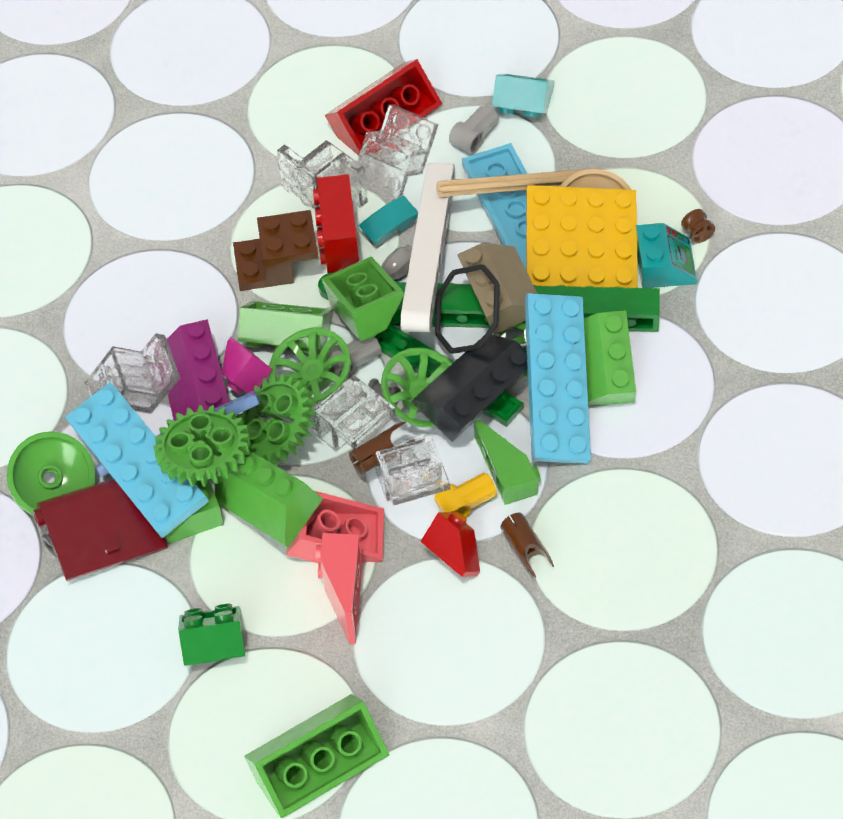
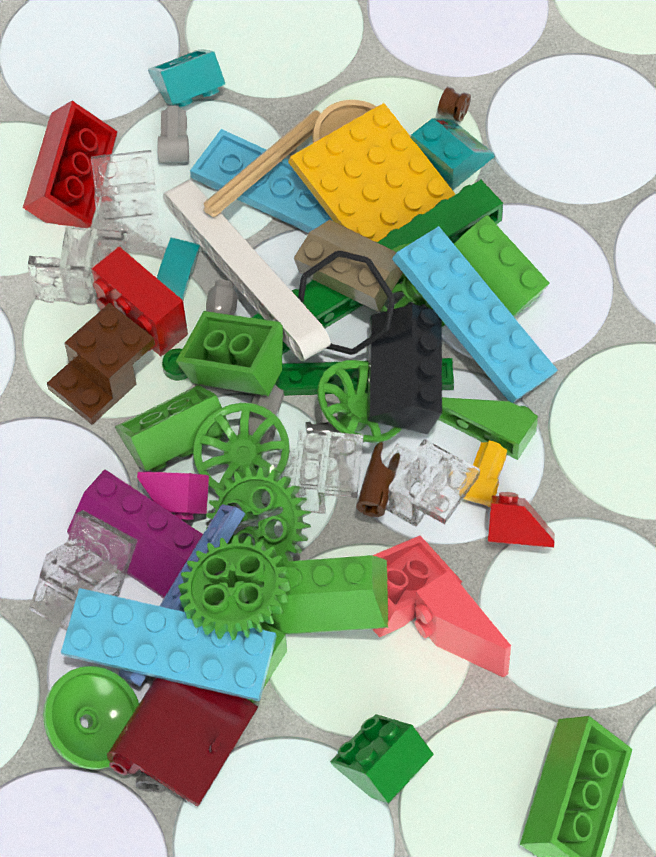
camera: 40 degrees left, 5 degrees up
(523, 539) = (572, 479): reddish brown piece -> none

